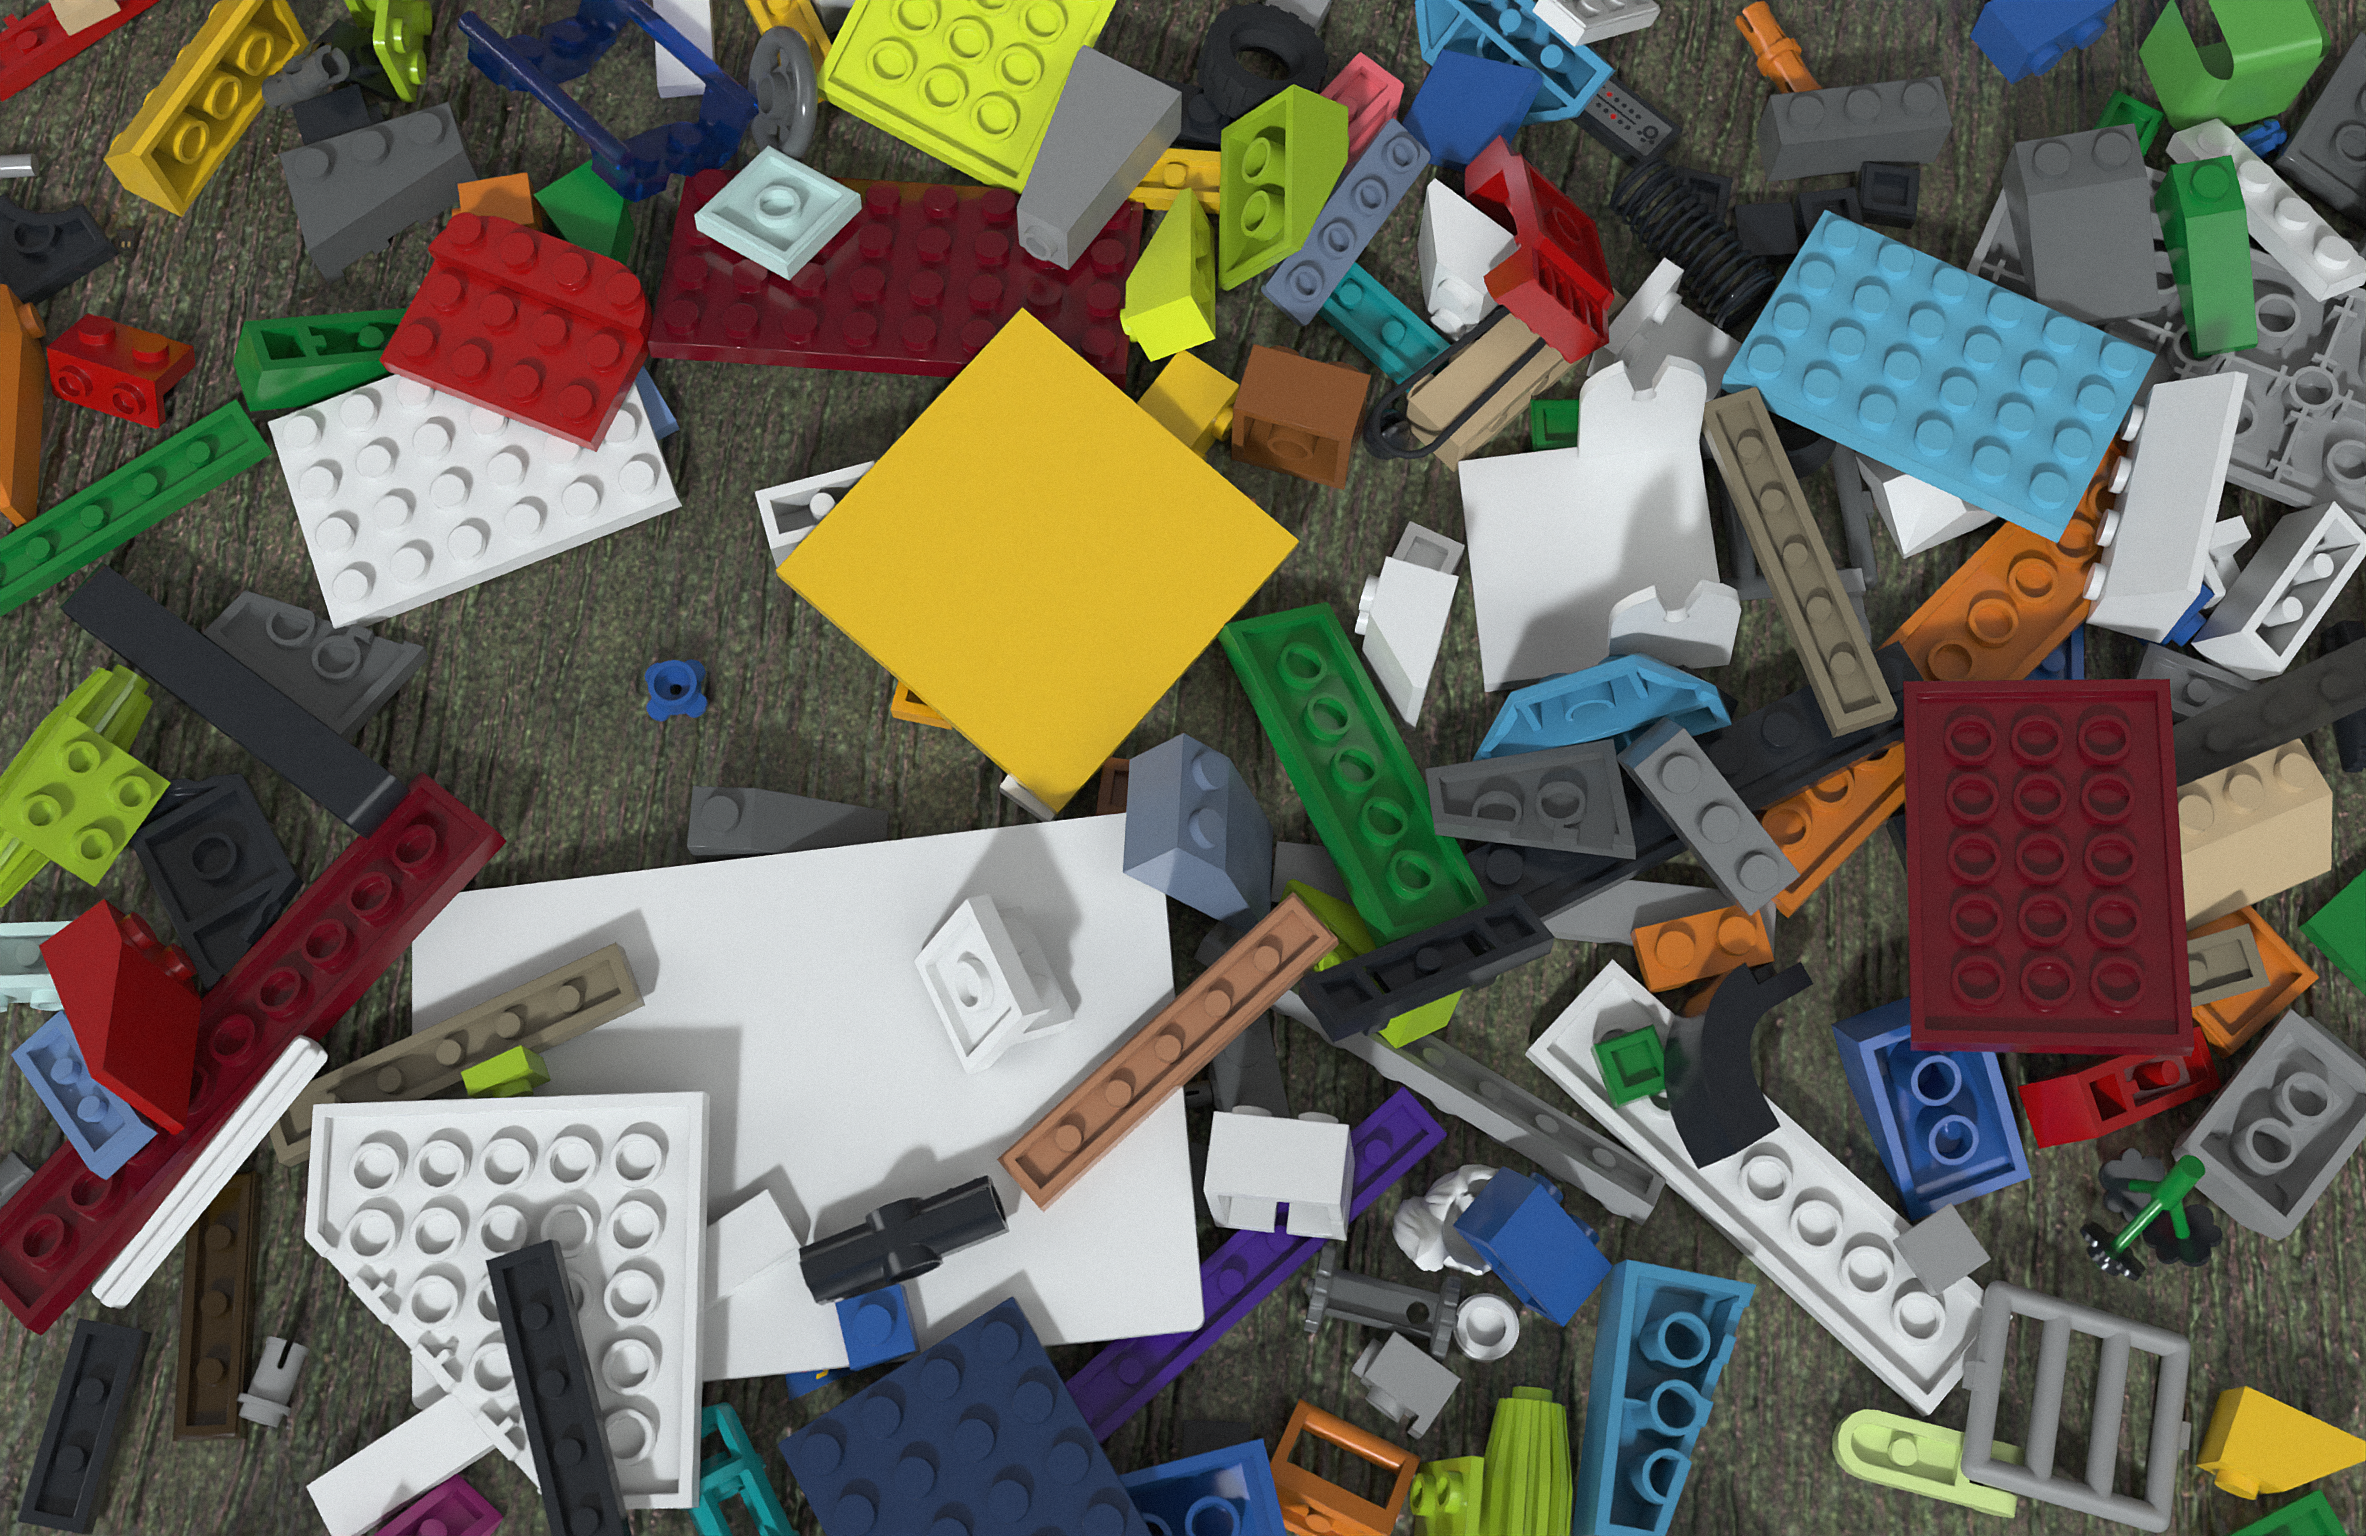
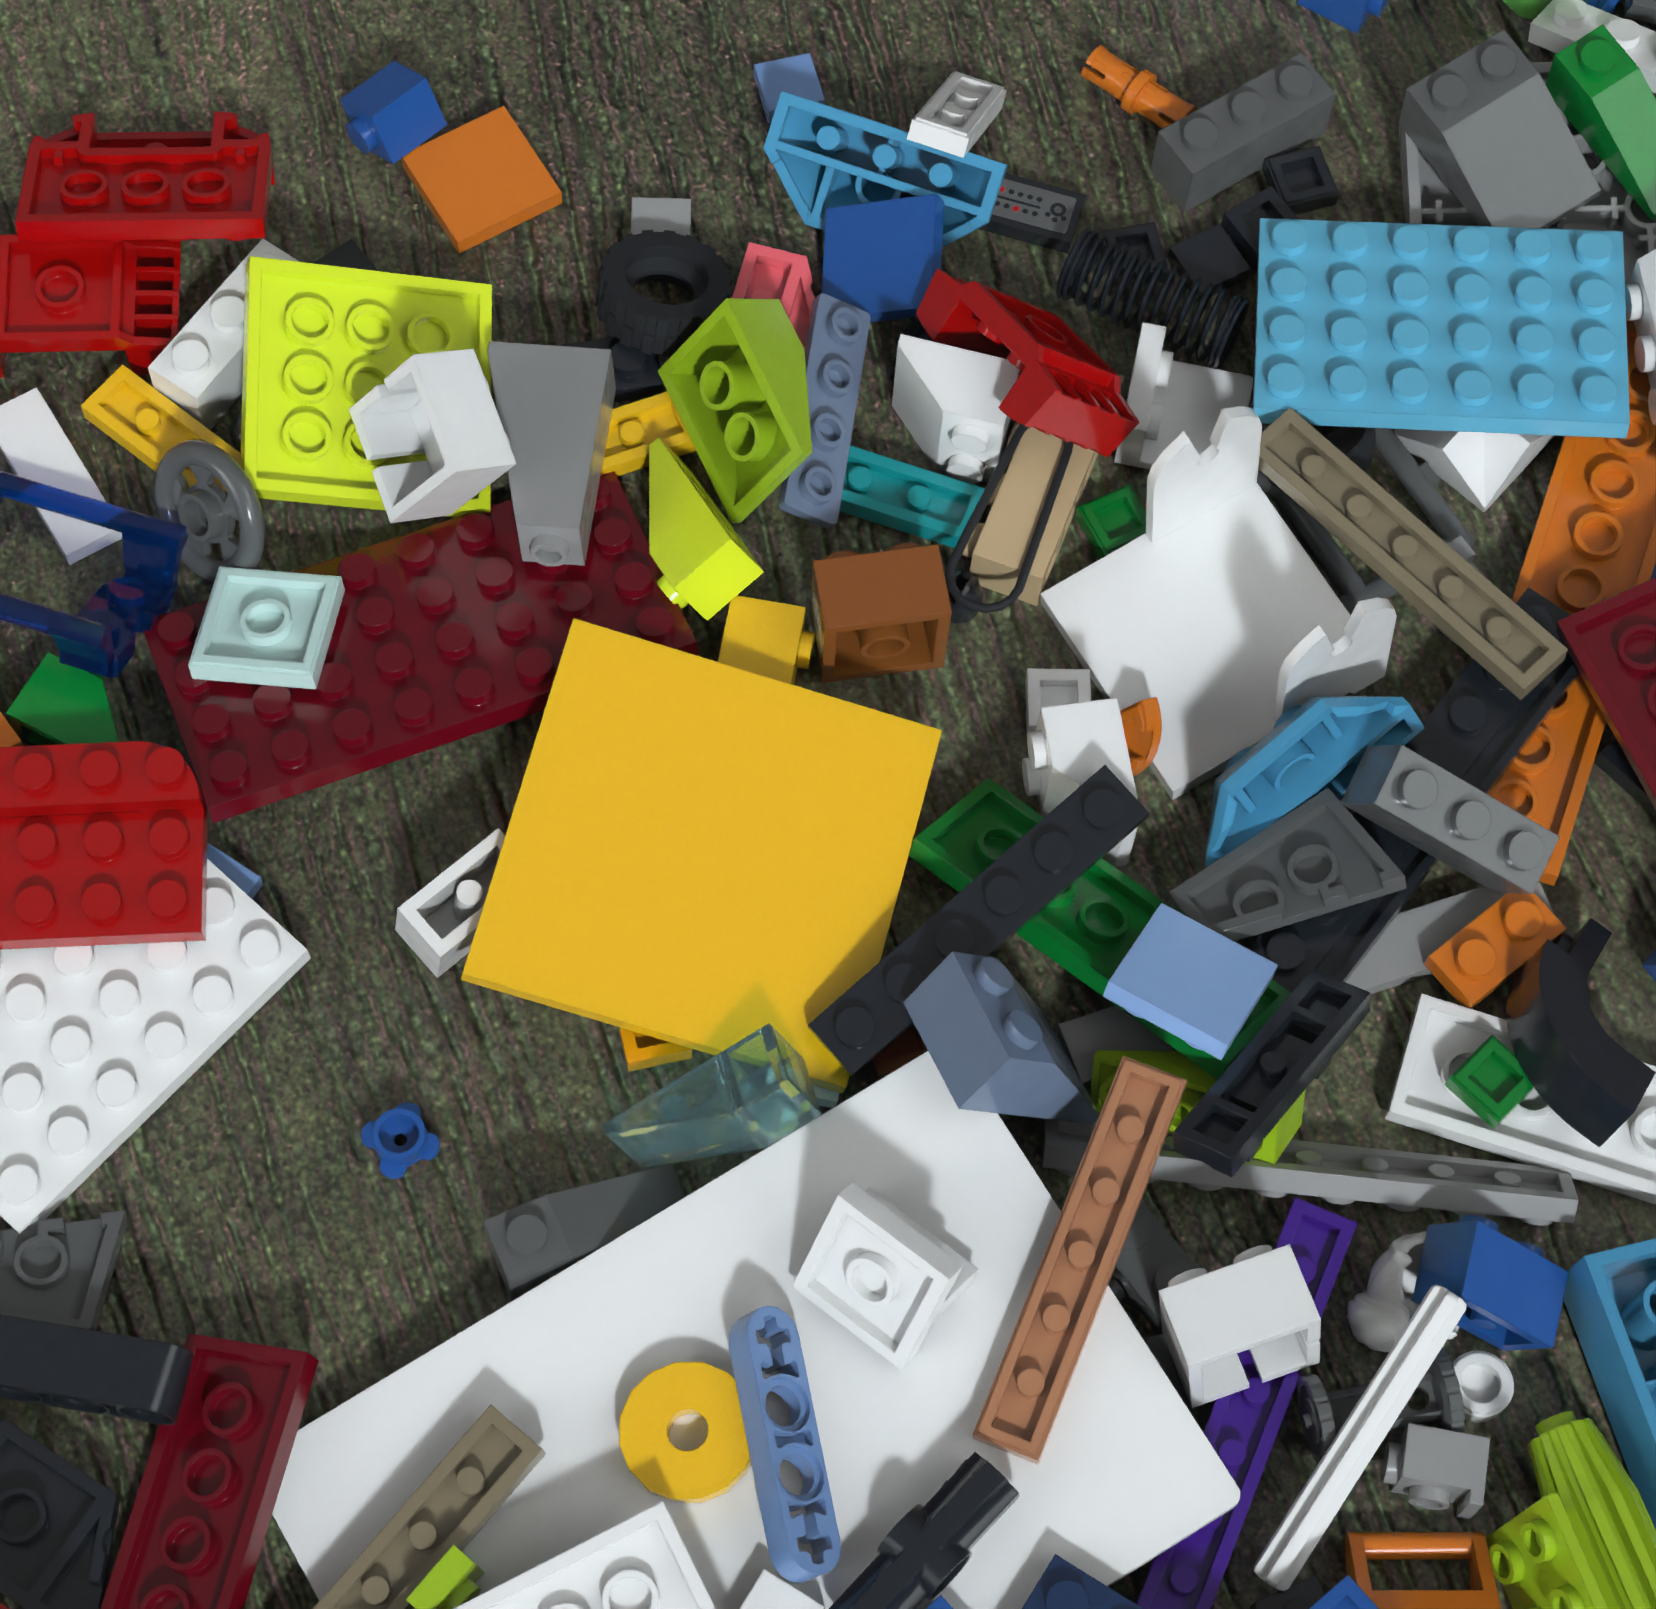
camera: 30 degrees left, 5 degrees down
(737, 1021) = (647, 1423): none -> yellow tile
(846, 1094) = (795, 1442): none -> medium blue beam
(943, 780) = (722, 1106): none -> clear light blue slope
(999, 81) = (439, 409): none -> white piece
(1245, 713) = (981, 915): none -> black plate
(1342, 1322) = (1359, 1437): none -> white axle
(1394, 854) = (1190, 981): none -> light blue tile
(1473, 617) = (1142, 732): none -> orange tile
(2126, 110) = (1473, 24): green tile -> none

